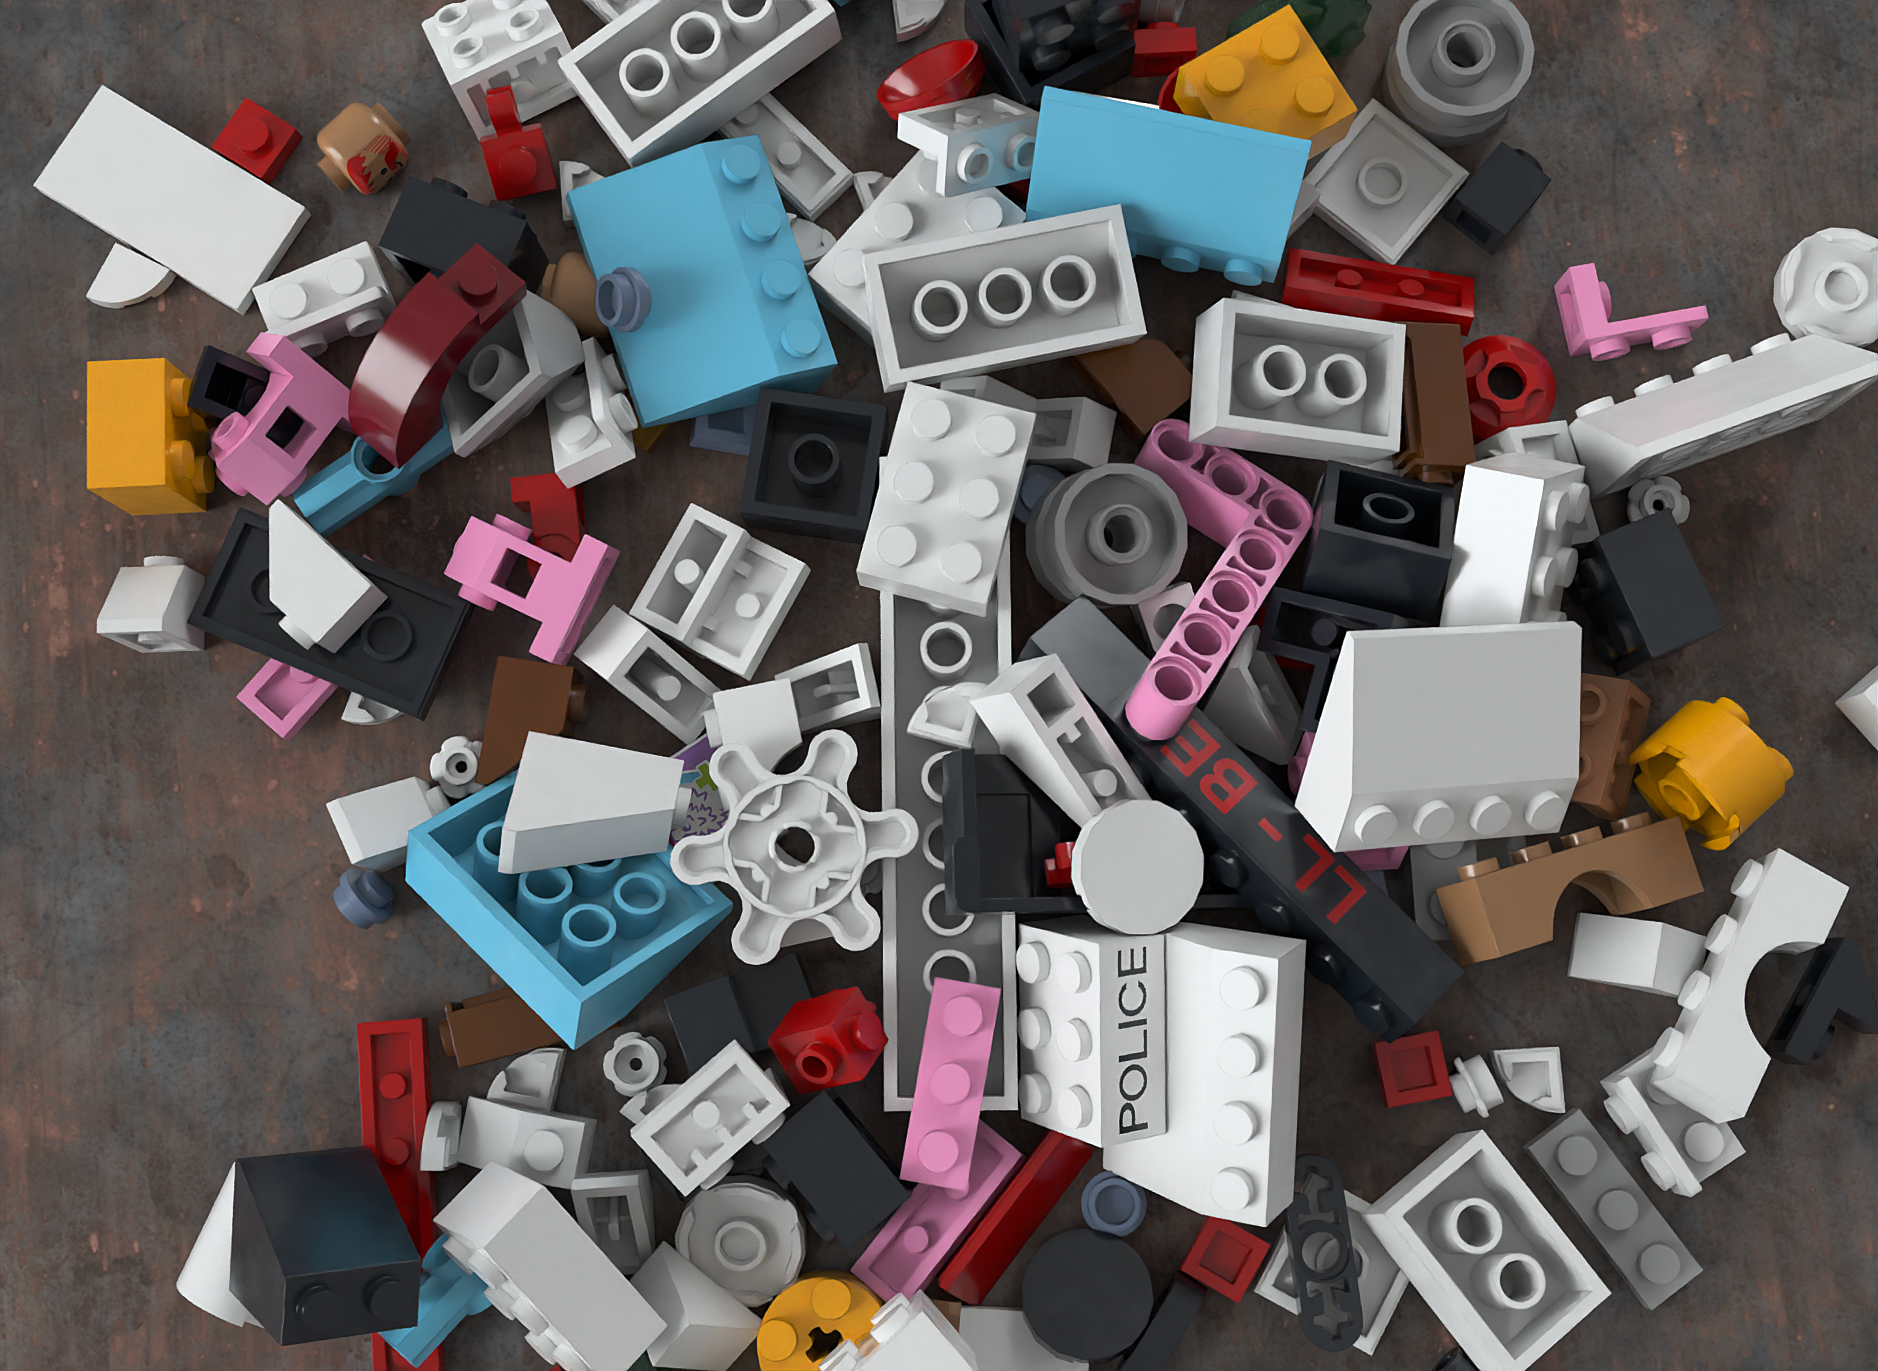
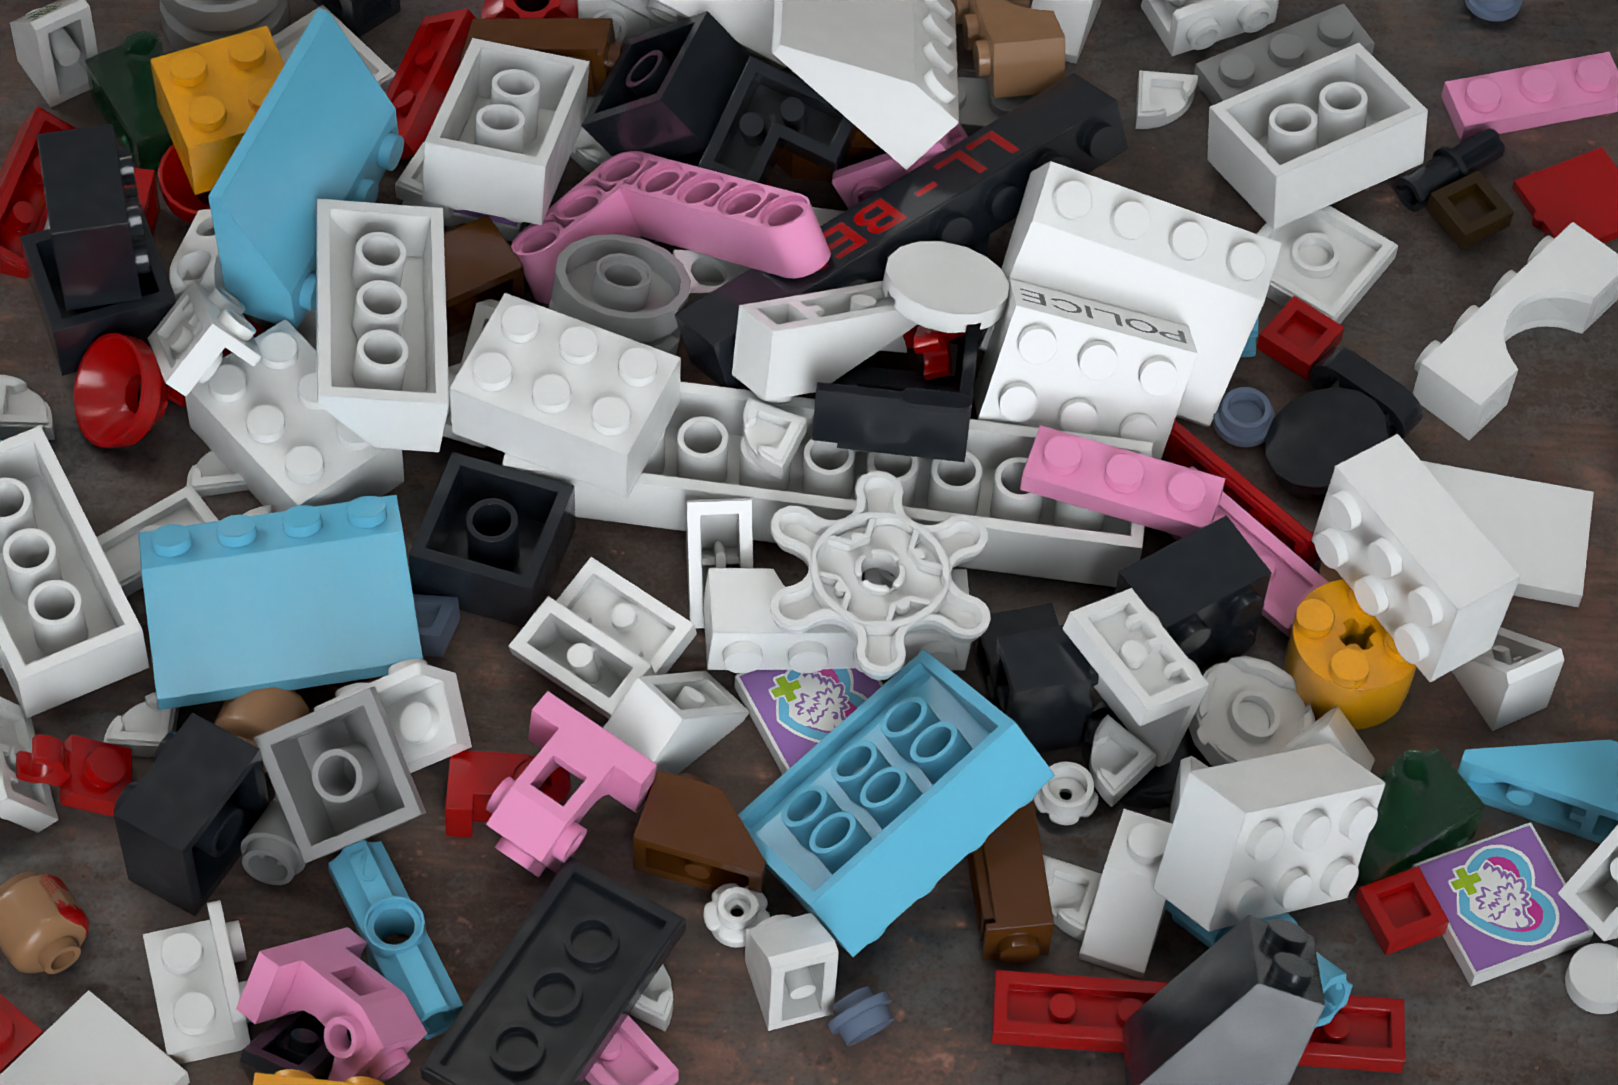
camera: 90 degrees left, 25 degrees down
(315, 583) = (524, 975): white slope -> none
(419, 347) = (324, 814): dark red arch -> none
(441, 1136) = (1134, 965): white tile -> none
(589, 804) = (802, 761): white slope -> none
(623, 299) = (295, 642): sand blue plate -> none
(828, 1040) = (1068, 568): red brick -> none
(1344, 1299) = (1324, 242): black beam -> none
(1411, 1069) = (1149, 171): red plate -> none
(1475, 1086) = (1167, 133): white plate -> none

